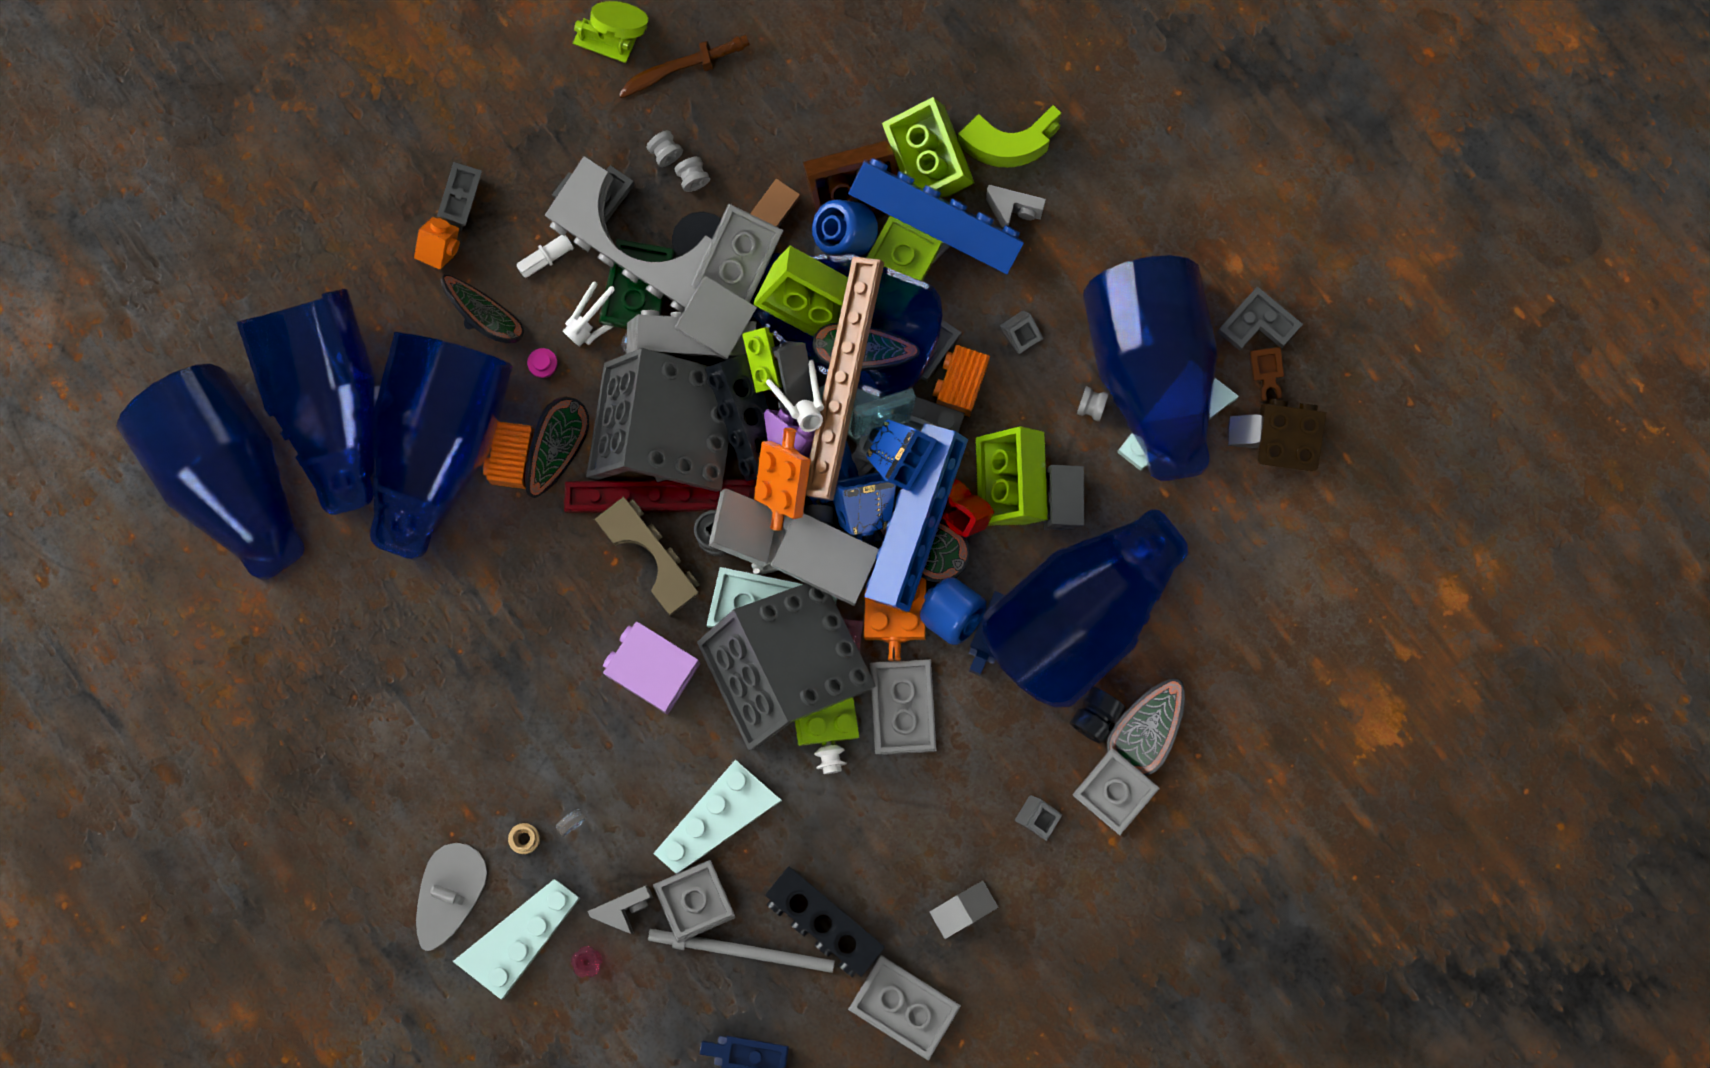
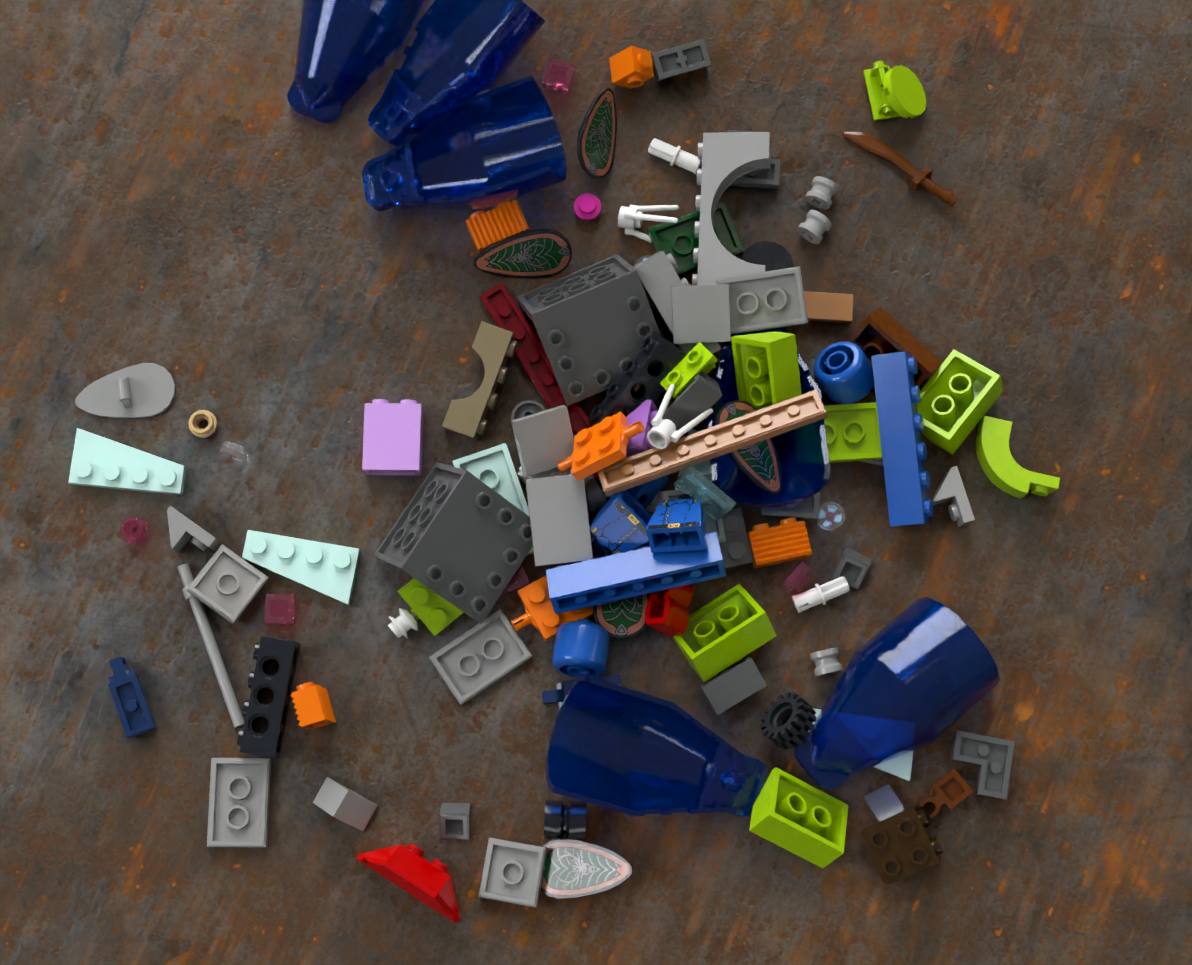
camera: 55 degrees right, 0 degrees up
(399, 313) = (558, 75): none -> clear pink plate
(747, 865) = (280, 609): none -> clear pink plate
(859, 883) = (312, 706): none -> orange brick
(964, 320) = (831, 516): none -> clear tile
(1002, 383) = (797, 578): none -> clear pink plate
(1029, 372) = (820, 594): none -> white axle
(1069, 879) = (417, 876): none -> red wedge
(1137, 462) = (788, 721): none -> black tyre
(1218, 508) = (800, 818): none -> lime slope

